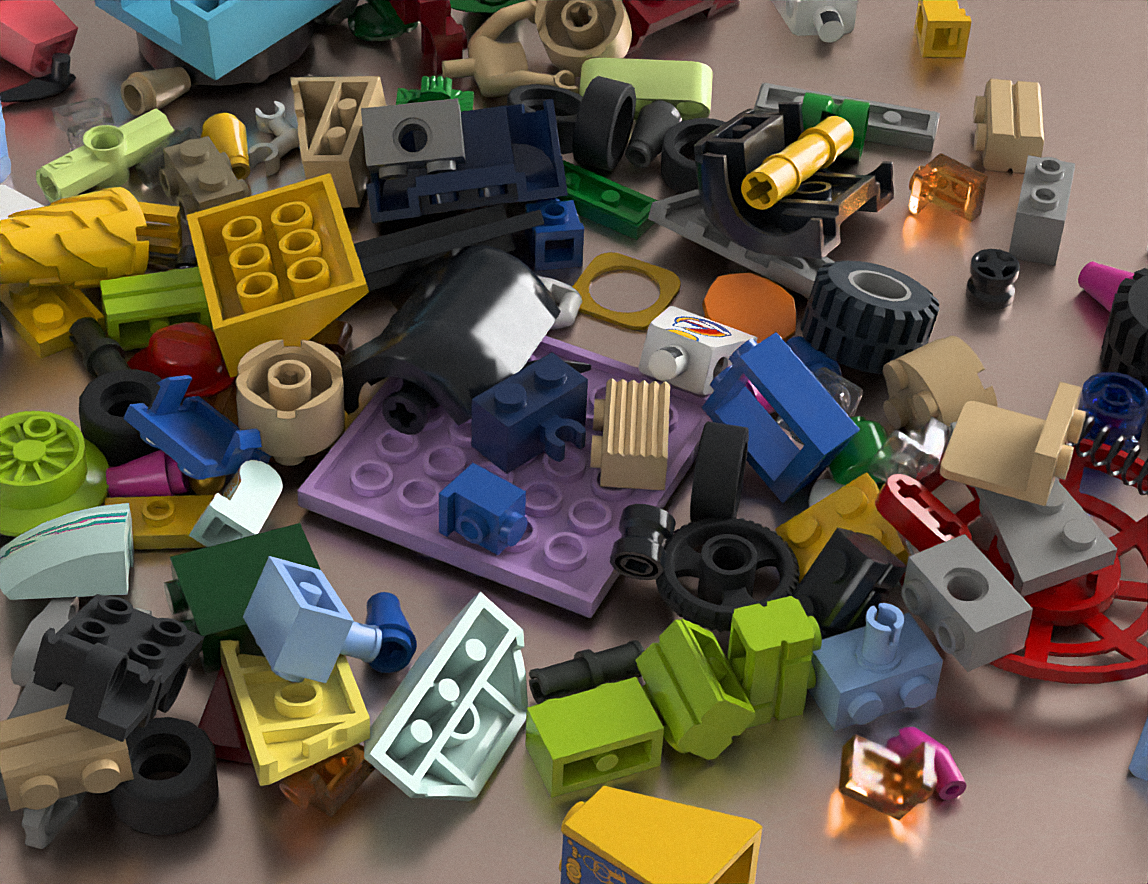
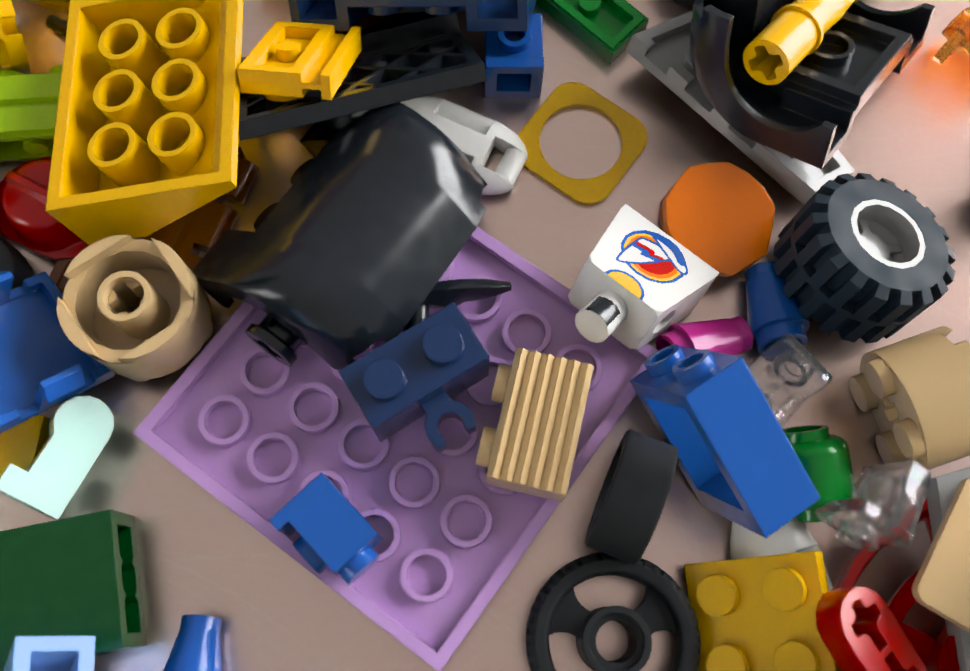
camera: 10 degrees right, 30 degrees up
(385, 230) = (297, 59): none -> yellow plate
(642, 543) = (514, 606): black wheel -> none

